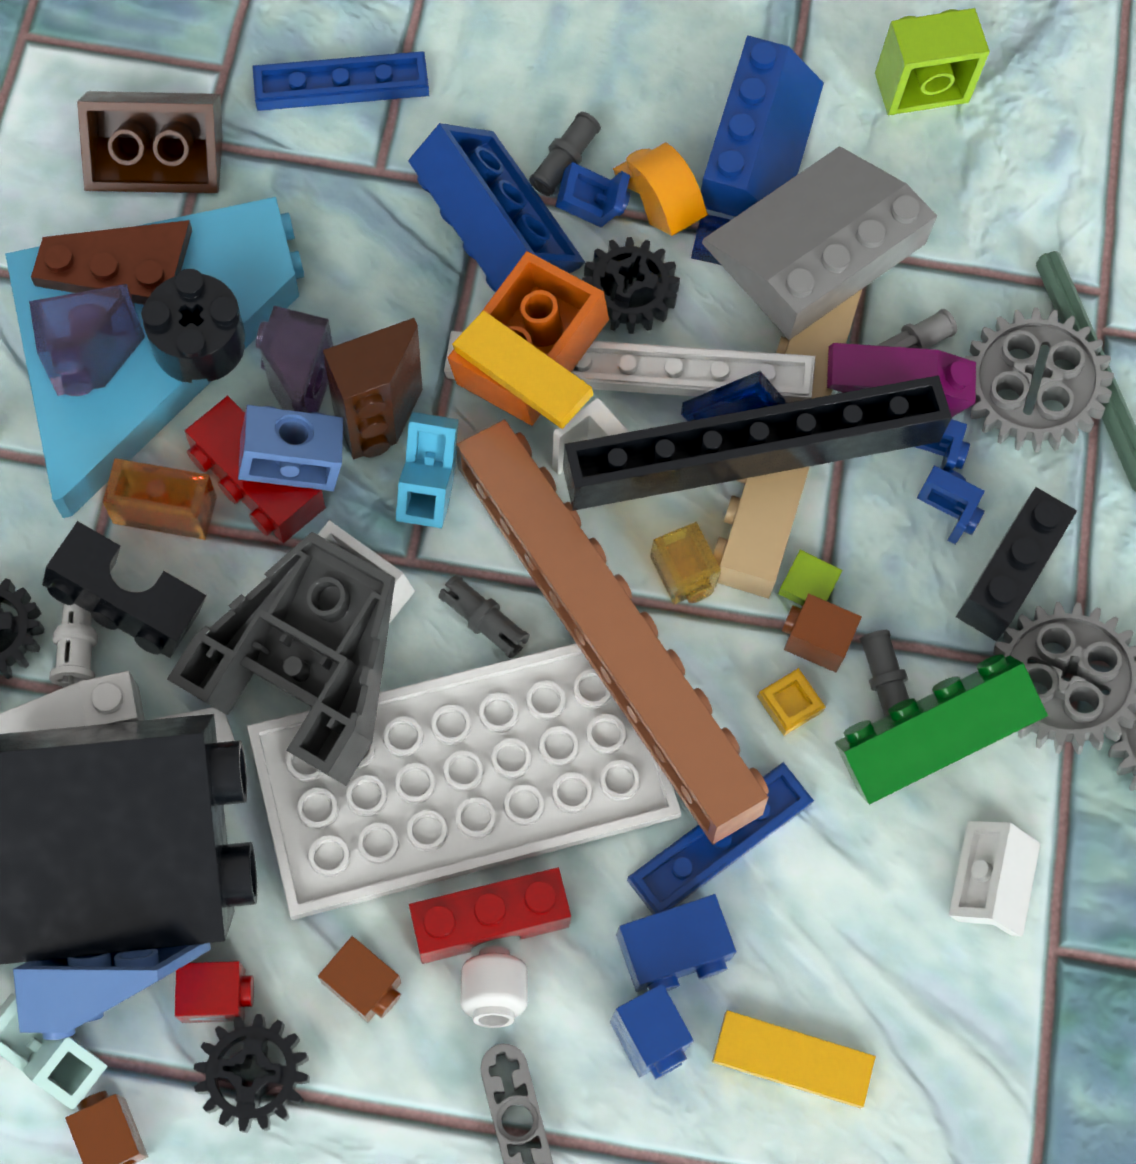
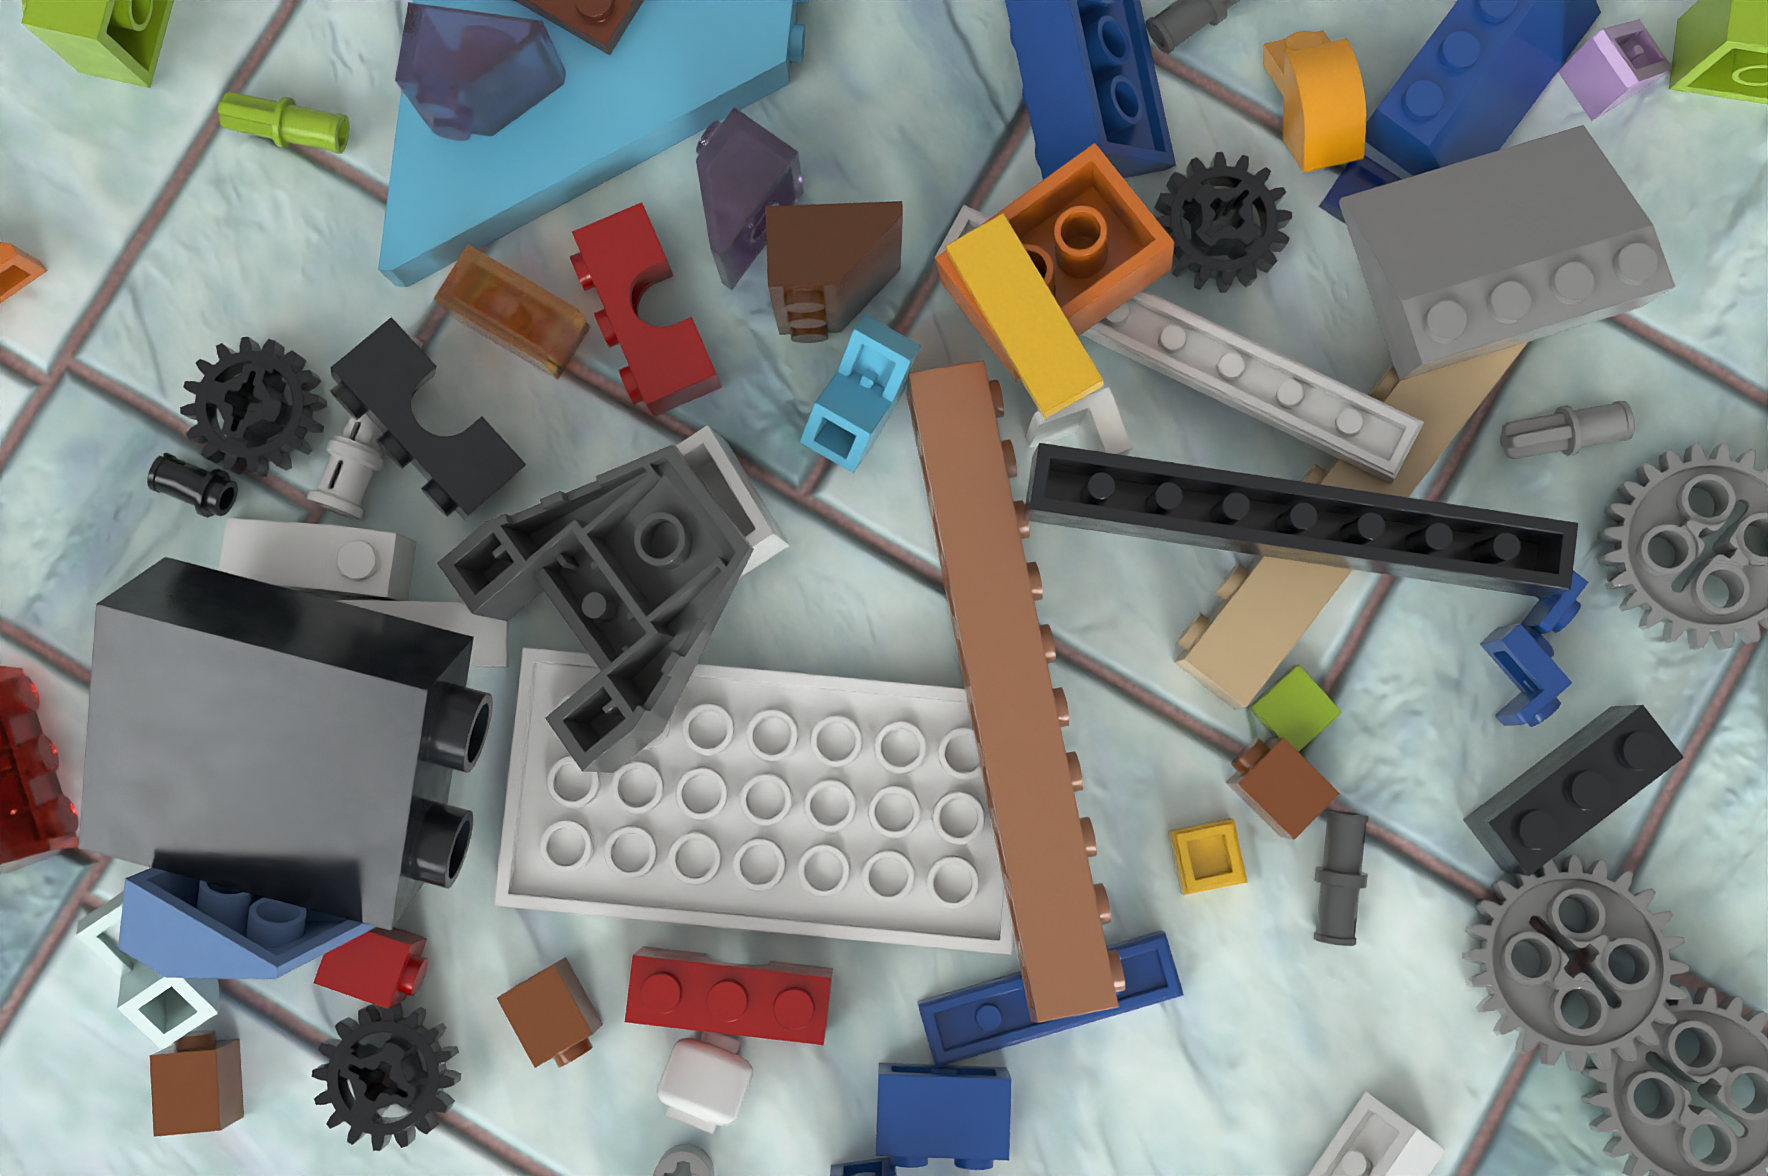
camera: 25 degrees right, 15 degrees up
(194, 327) = (616, 64): black brick -> none
(290, 448) = (659, 319): medium blue brick -> none
(484, 616) = (864, 607): dark grey pin -> none
(592, 195) = (1221, 75): blue bracket -> none
(685, 564) = (1144, 634): clear yellow brick -> none
(740, 395) = (1288, 449): clear blue tile -> none
(845, 111) = (1614, 67): none -> lavender slope
(869, 366) = (1528, 480): magenta slope -> none
(941, 727) = (1382, 977): green brick -> none

